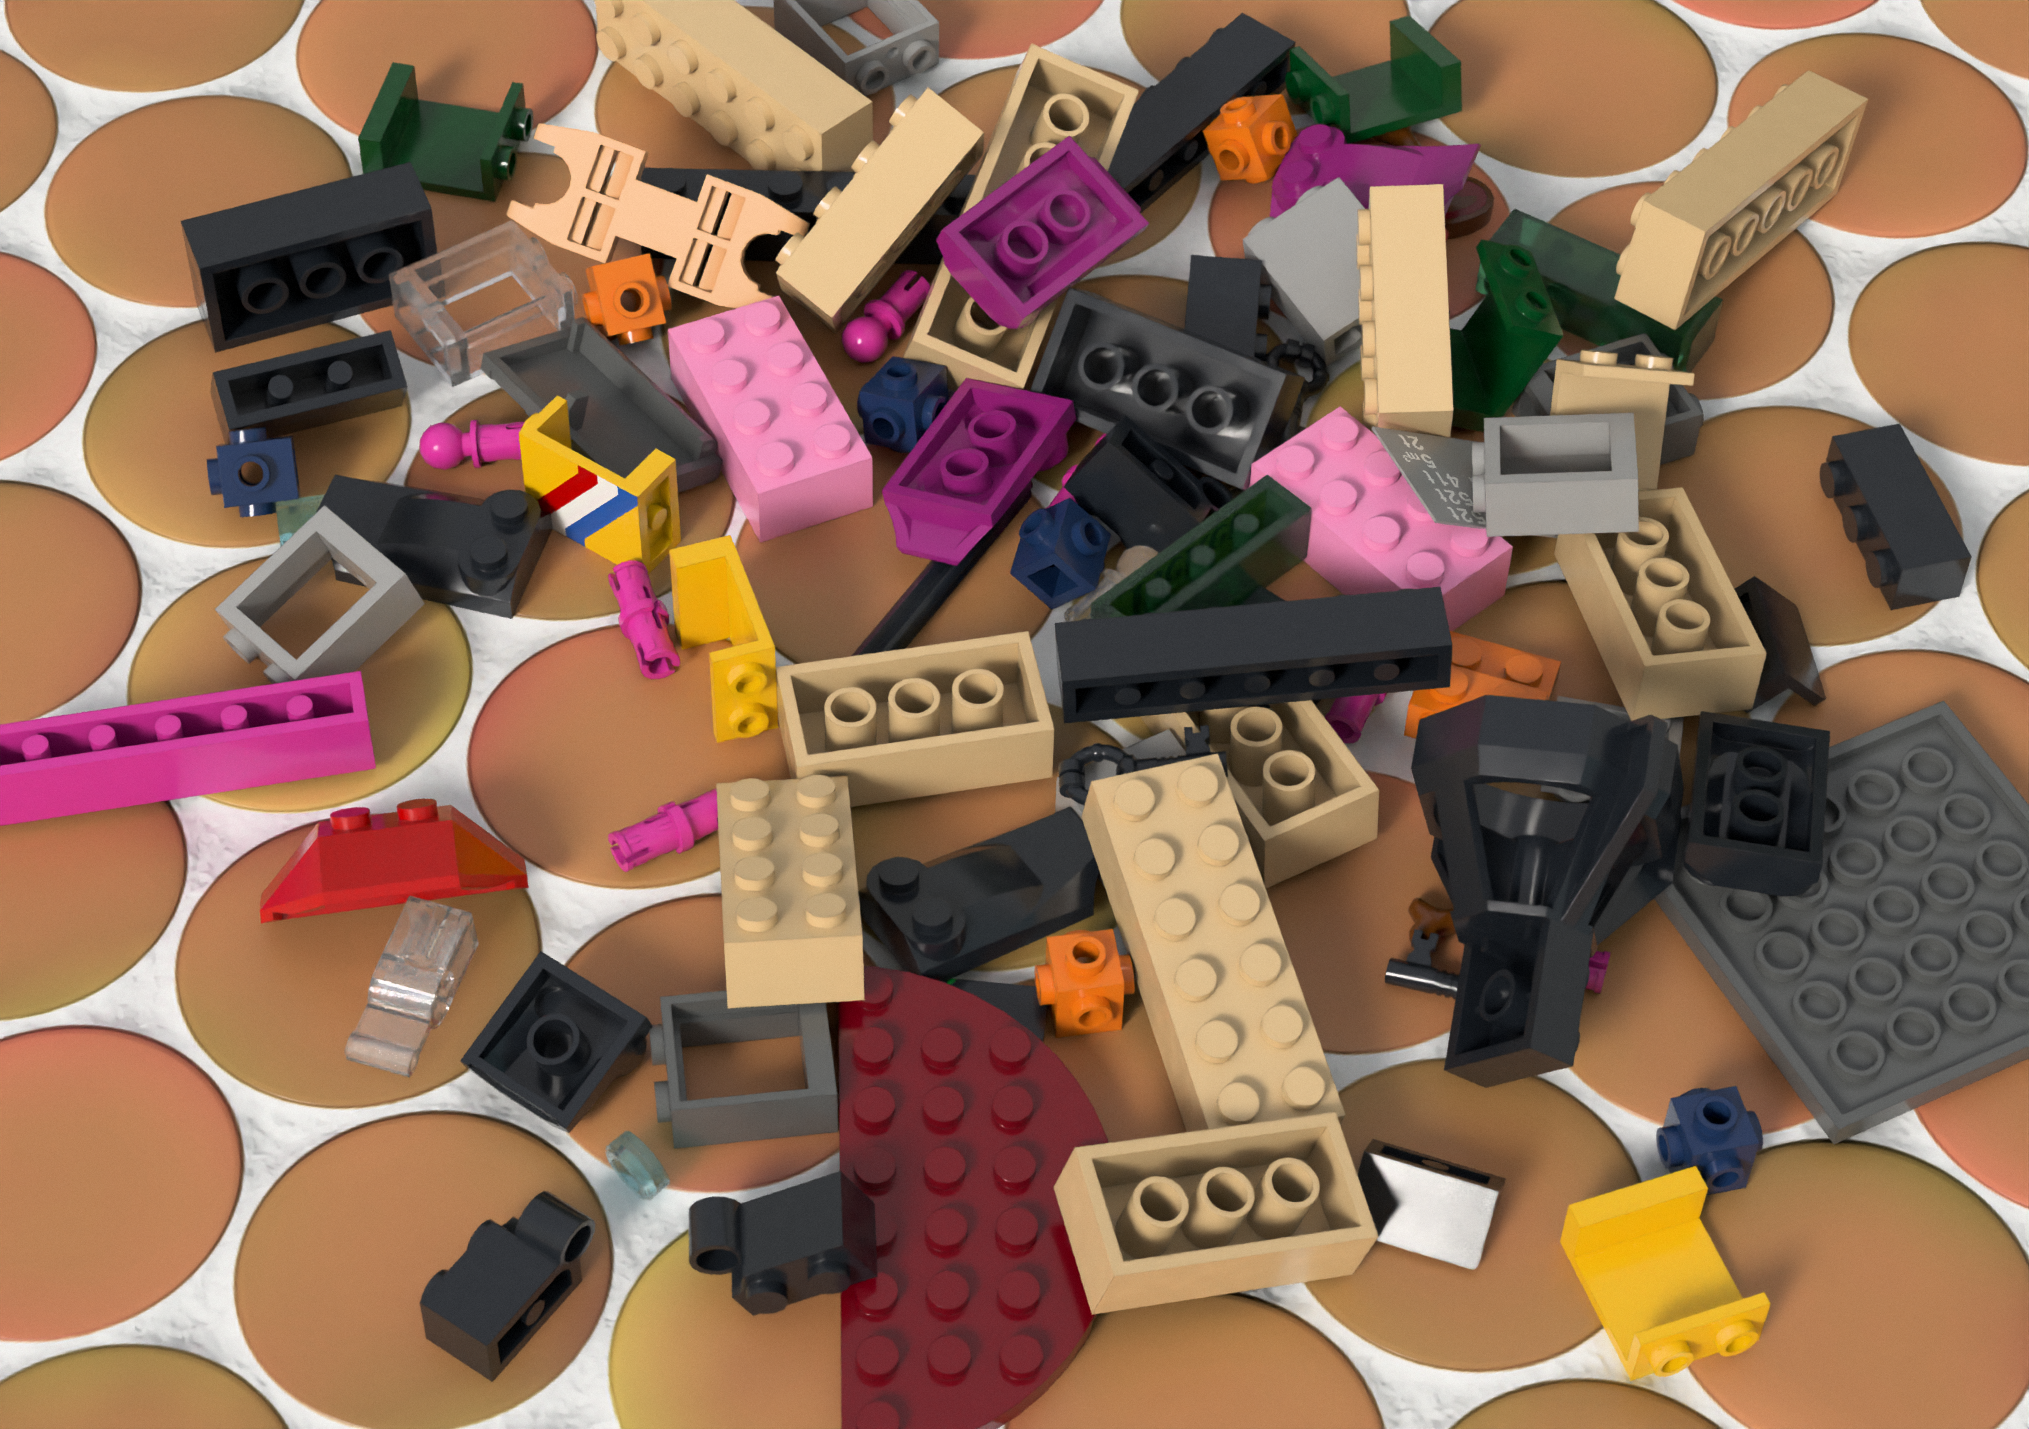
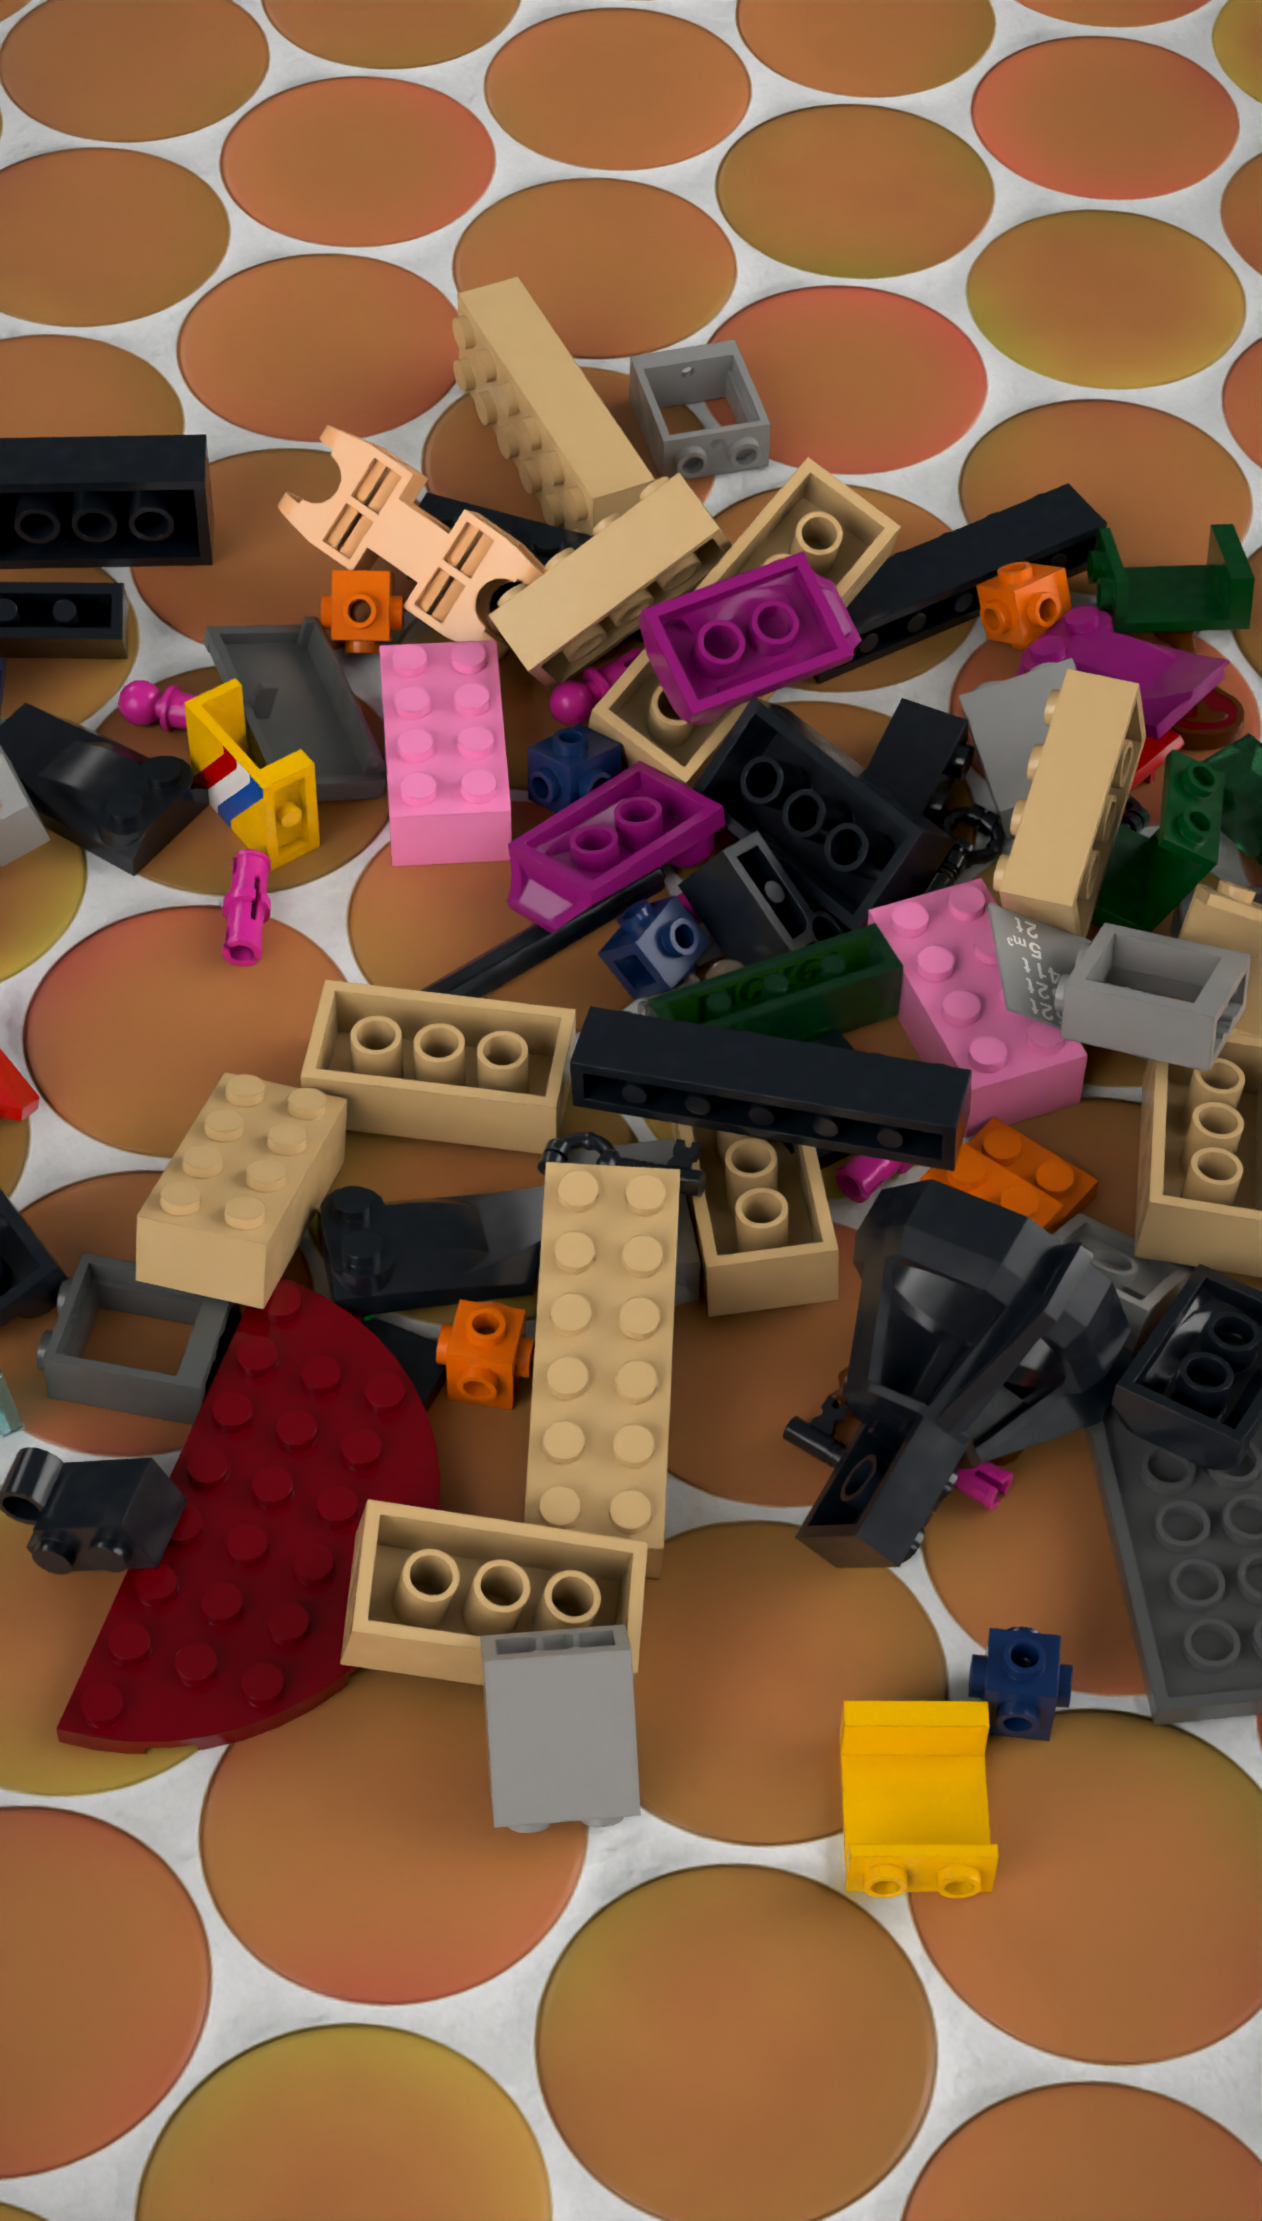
camera: 20 degrees right, 0 degrees up
(438, 280) = (229, 550): clear window -> none
(448, 145) = (266, 427): dark green panel -> none
(669, 830) = (164, 1106): dark pink pin -> none
(717, 604) = (301, 916): yellow panel -> none
(1331, 1307) = (560, 1727): none -> light grey brick
(1429, 1203) = (717, 1657): panel -> none

